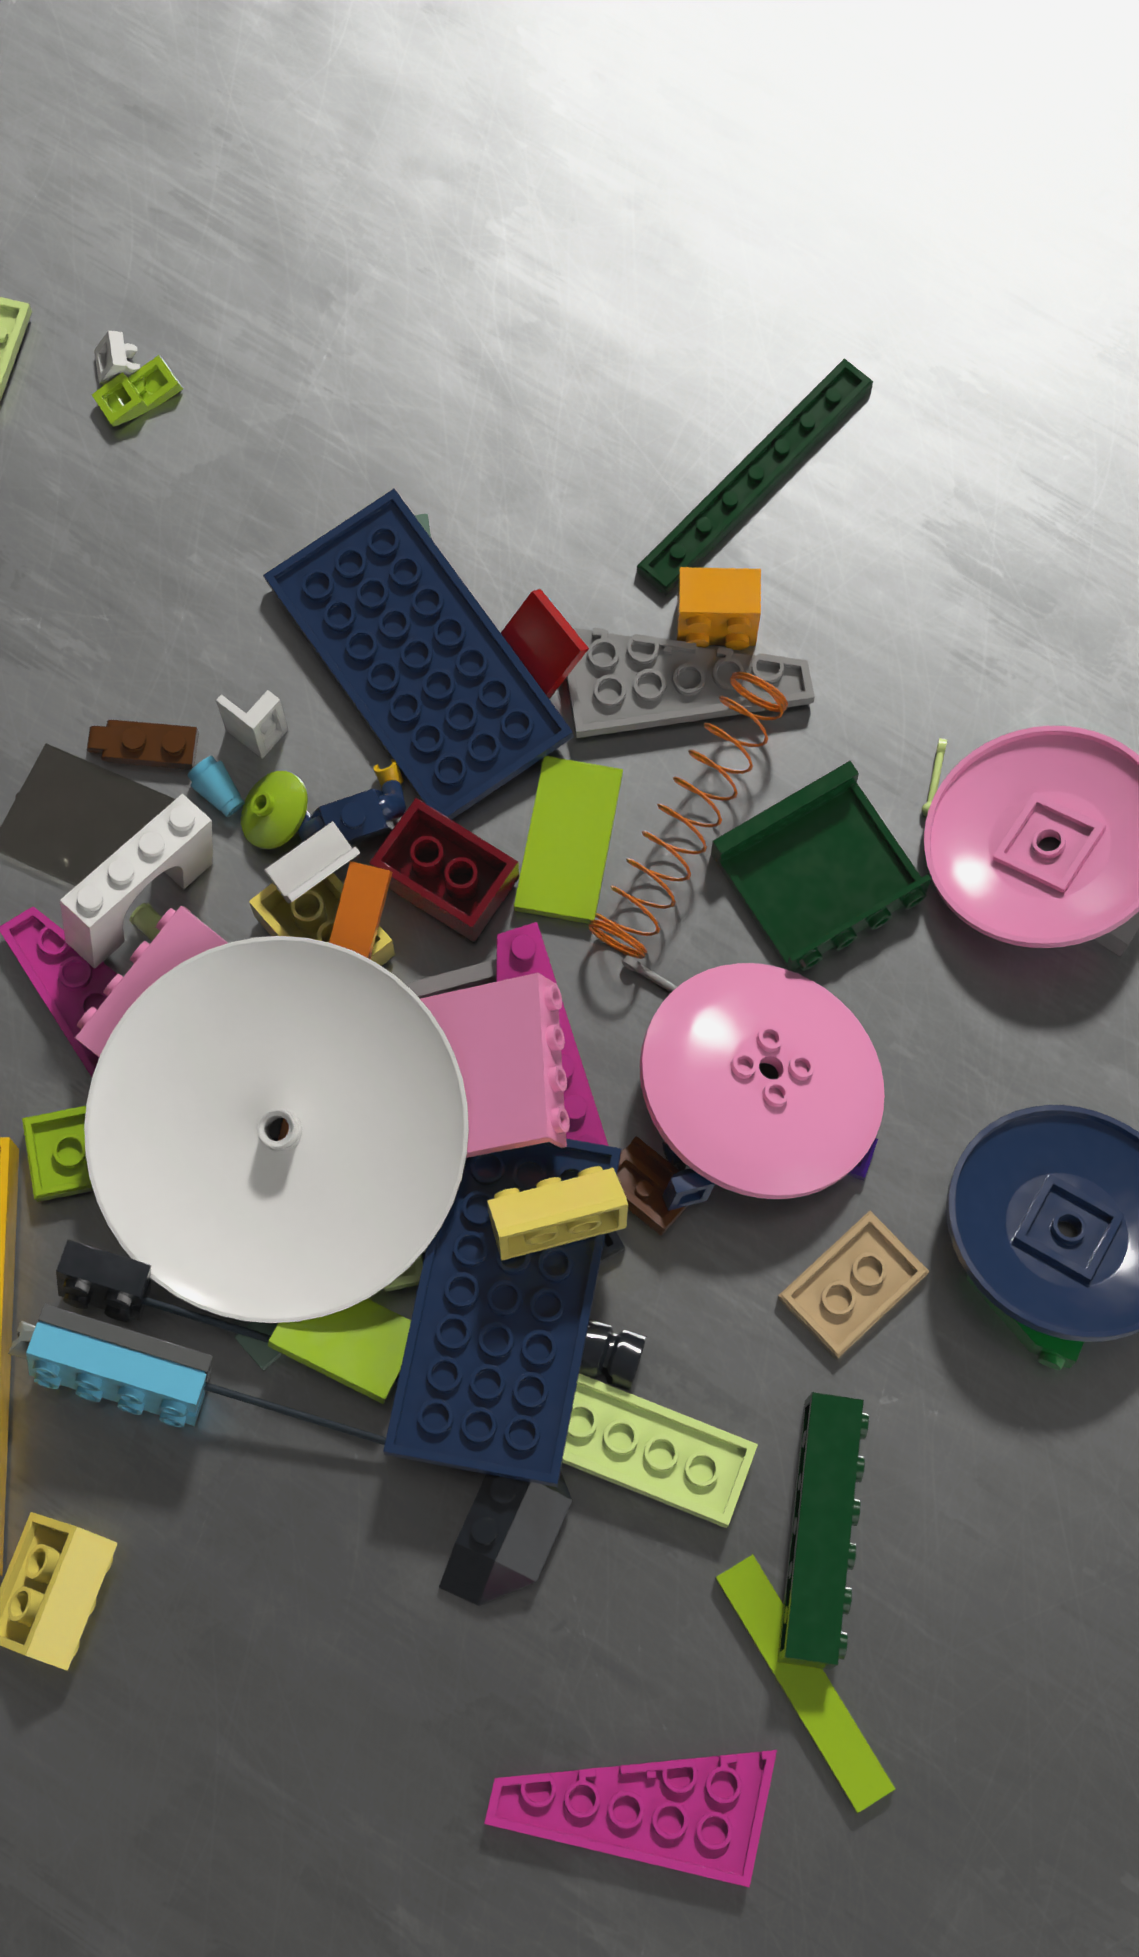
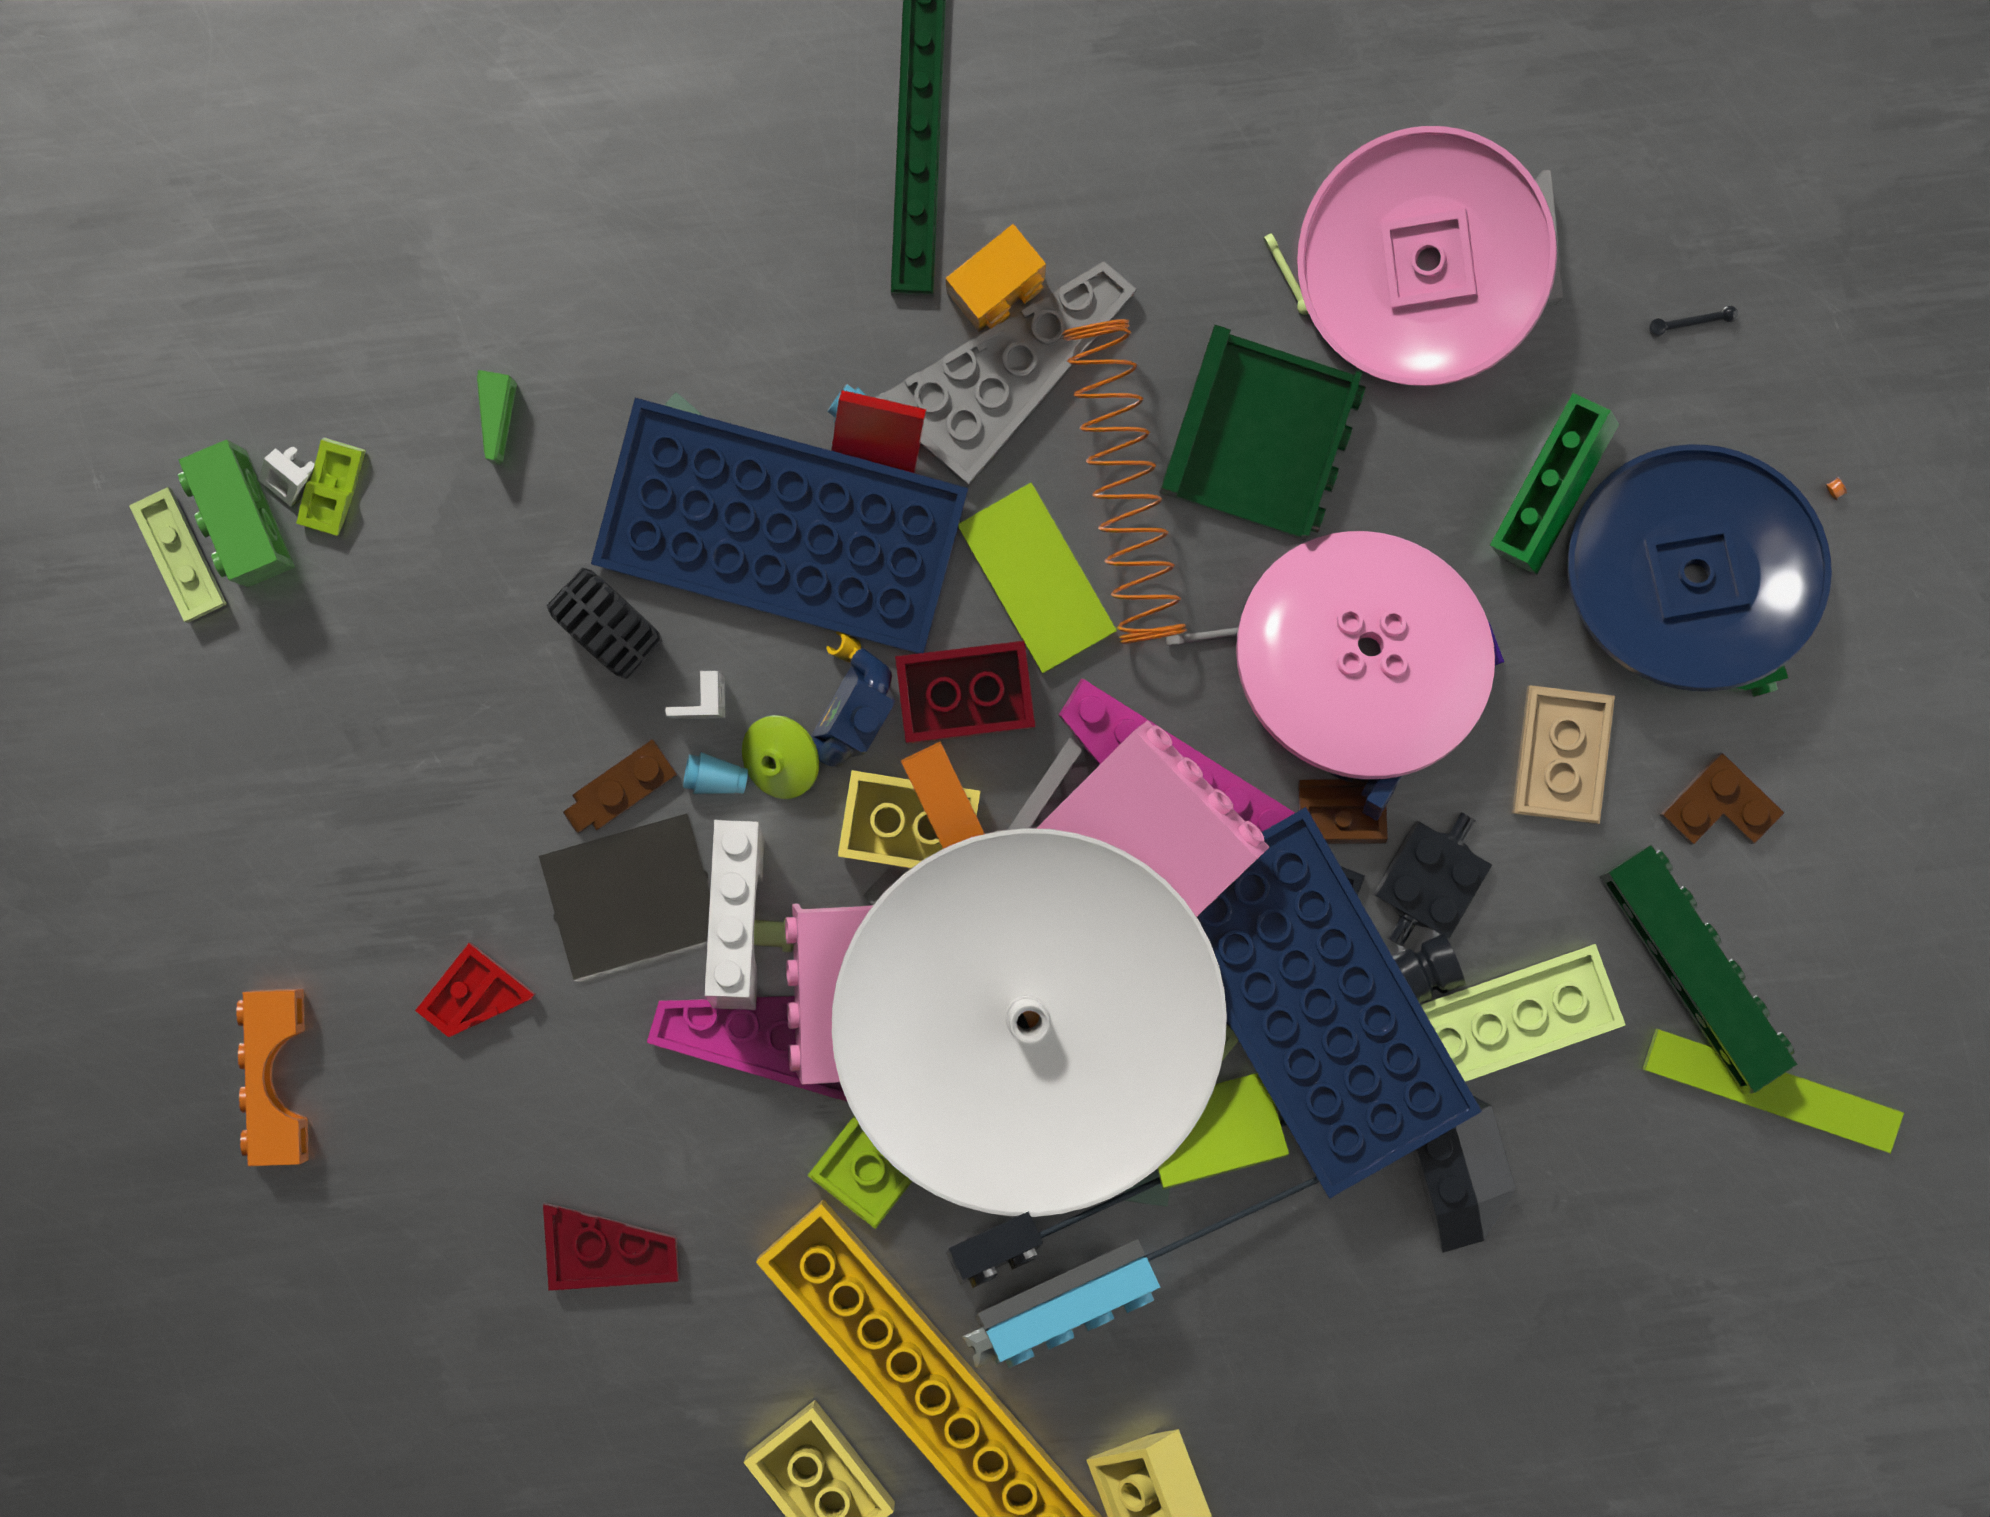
camera: 40 degrees left, 15 degrees up
(55, 350) = (234, 514): none -> bright green brick
(233, 614) = (604, 623): none -> black tyre
(294, 427) = (496, 406): none -> bright green slope
(311, 862) = (867, 786): white panel -> none
(557, 1212) = (1306, 903): light yellow slope -> none
(671, 1813) = (1752, 1272): dark pink wing -> none
(673, 1293) = (1432, 879): none -> black plate
(955, 1414) = (1719, 792): none -> reddish brown plate
(1011, 1074) = (1554, 483): none -> green brick

